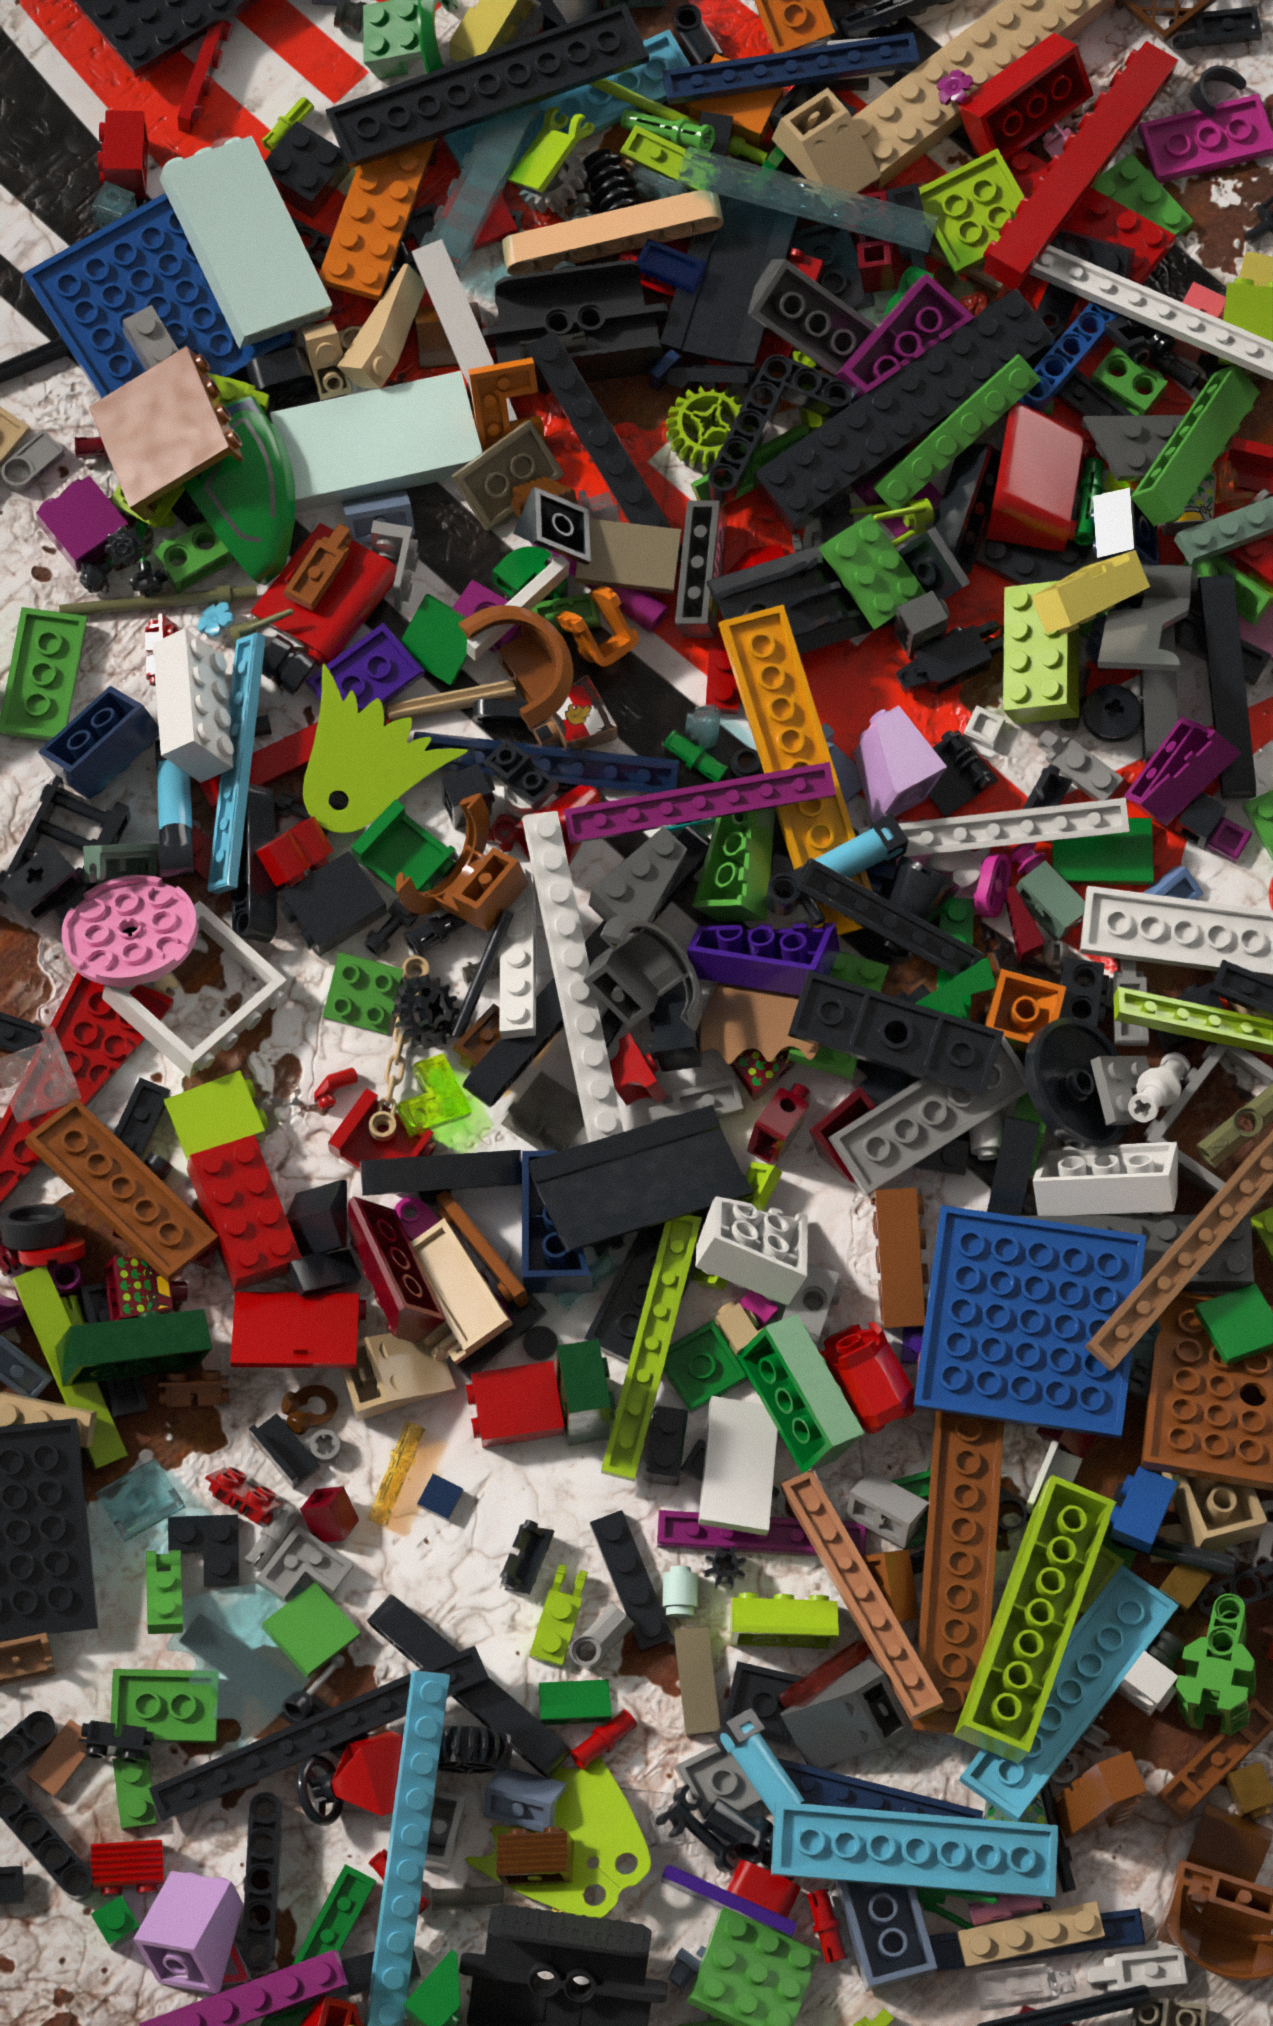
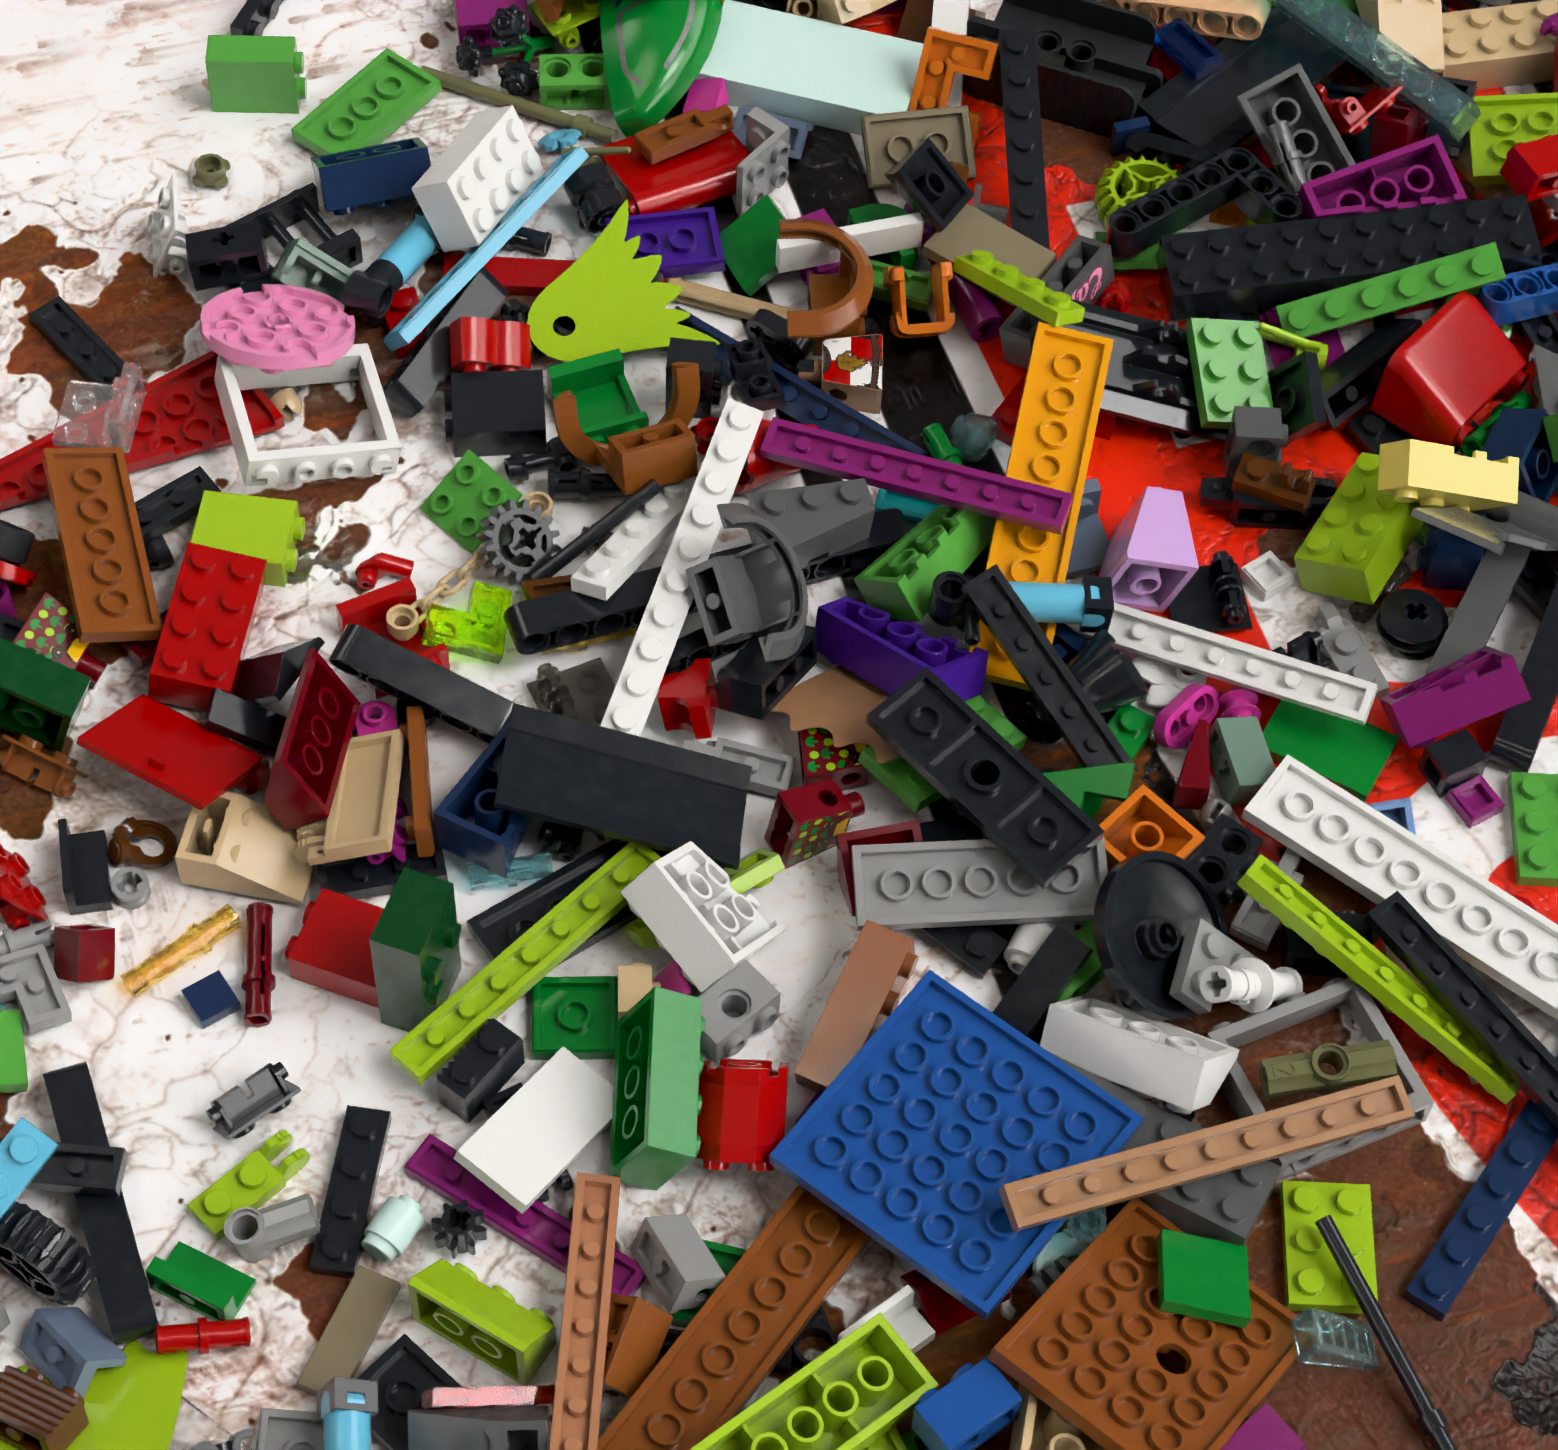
camera: 30 degrees right, 15 degrees down
(311, 518) = (706, 95): none -> dark pink slope
(465, 1464) = (258, 980): none -> dark red pin
(682, 591) = (1019, 289): none -> lime plate
(744, 541) = (1121, 292): none -> red pin
(815, 346) = (1287, 155): none -> dark grey pin
(843, 264) = (1352, 114): none -> red hinge
(955, 652) = (1274, 482): none -> reddish brown plate

